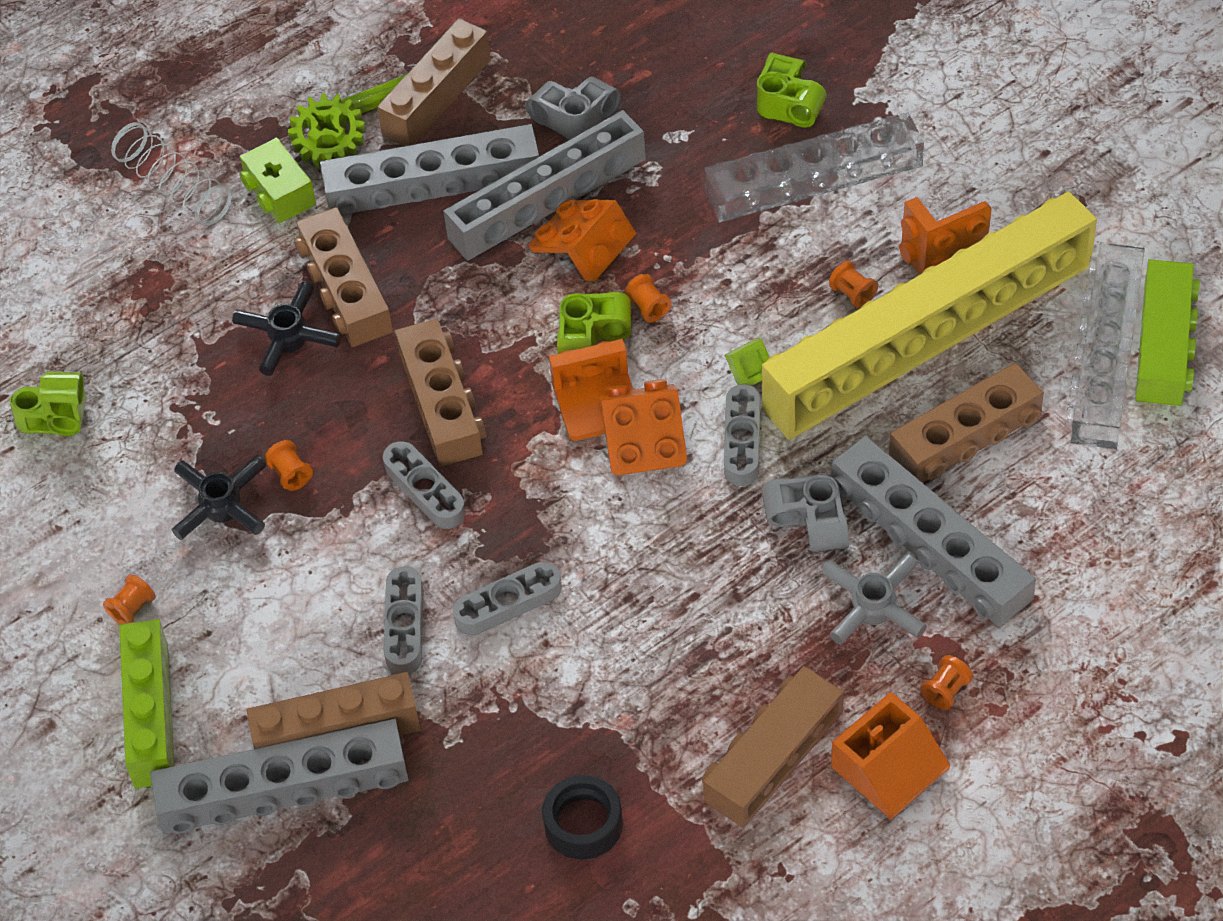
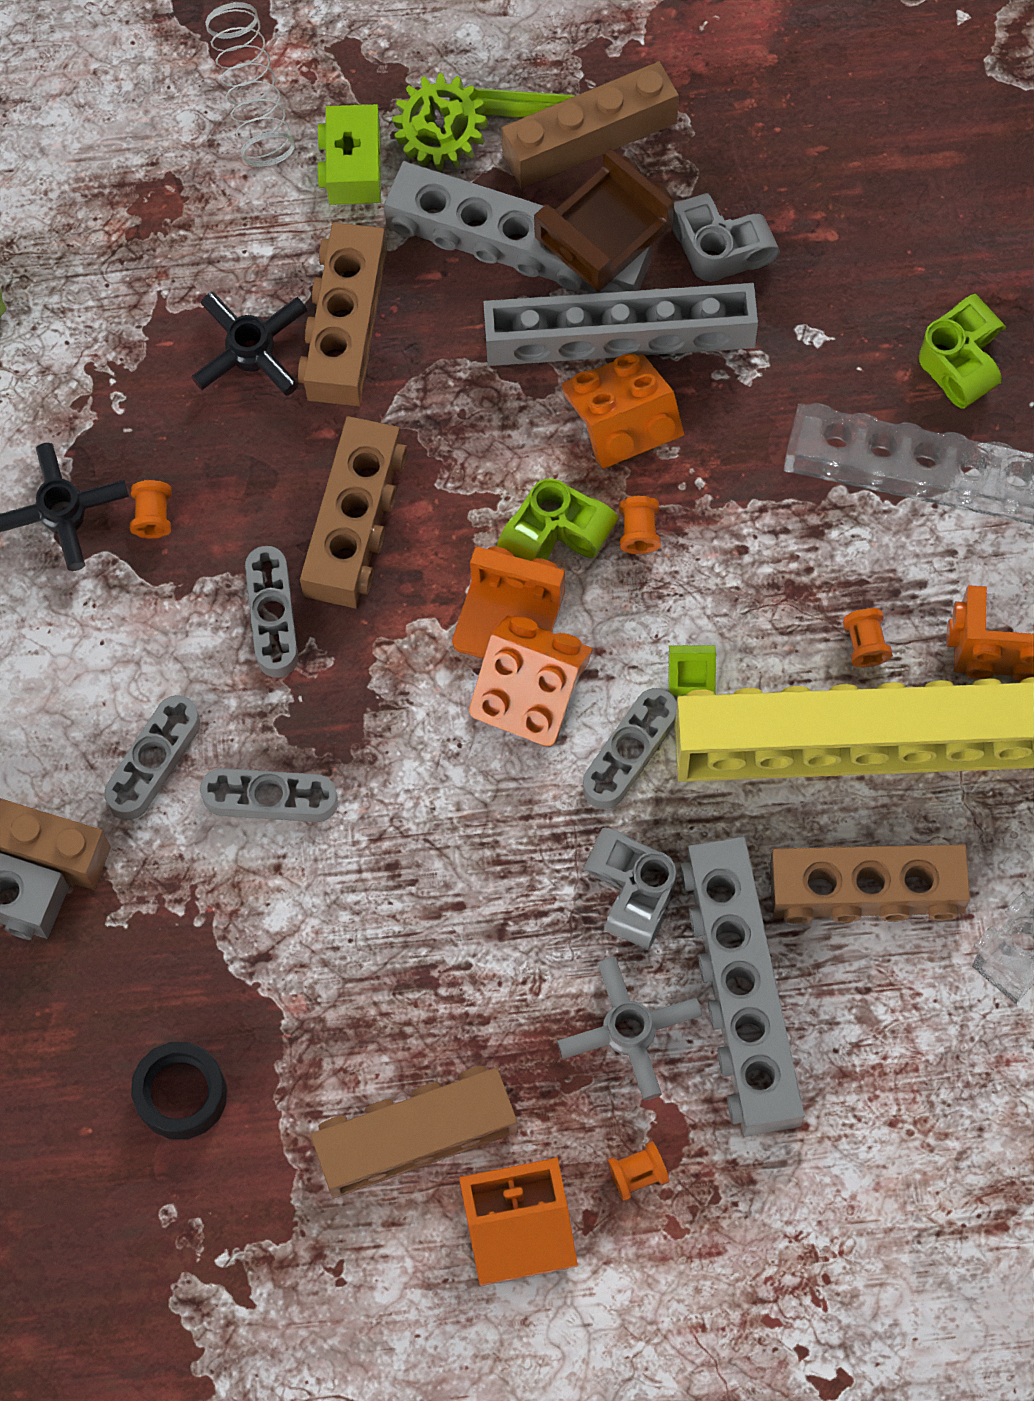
camera: 30 degrees right, 15 degrees up
(493, 123) = (606, 221): none -> reddish brown panel

